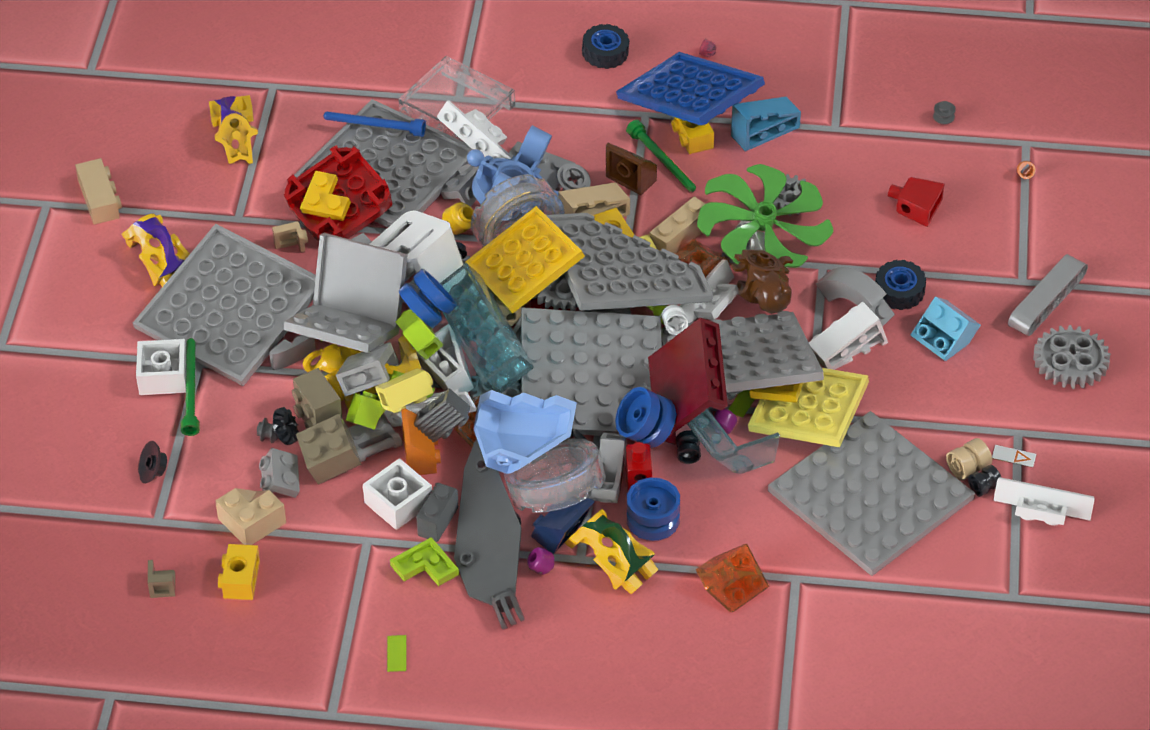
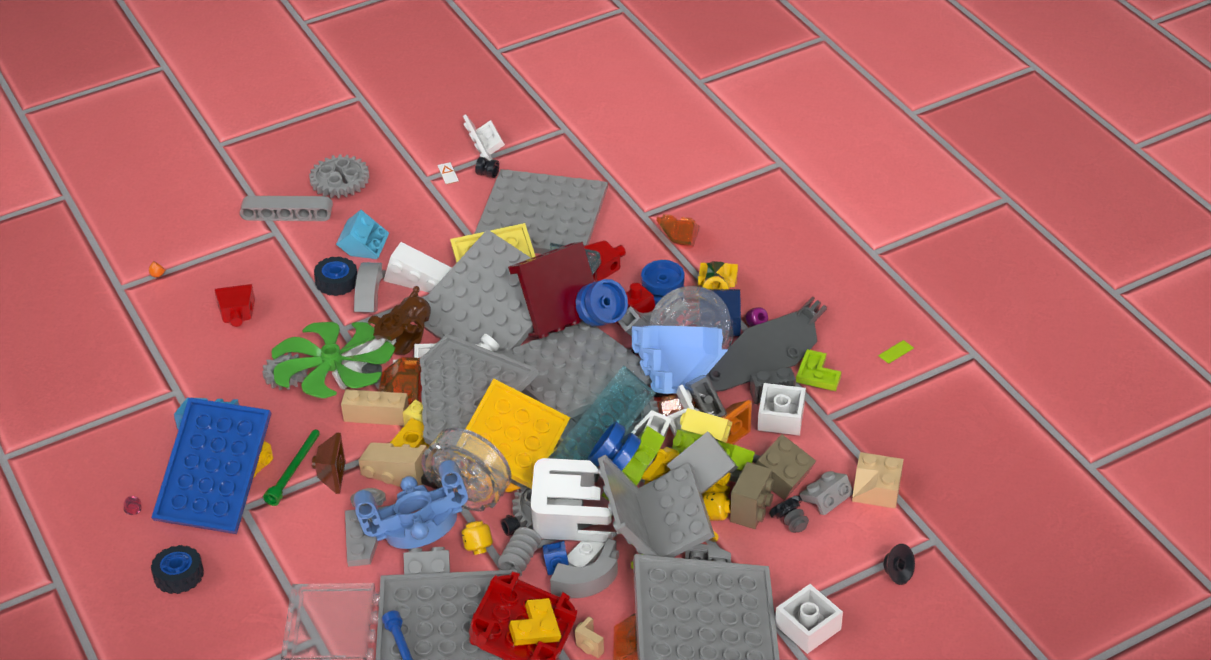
camera: 125 degrees left, 5 degrees down
(160, 582) = (985, 494): dark tan panel -> none
(190, 424) = (837, 572): green piece -> none
(239, 571) = (929, 455): yellow brick -> none
(474, 130) = (371, 570): white bracket -> none
(743, 490) = (609, 258): none -> red torso
(944, 112) = (119, 335): dark grey wheel -> none
(969, 458) = (477, 178): tan wheel -> none

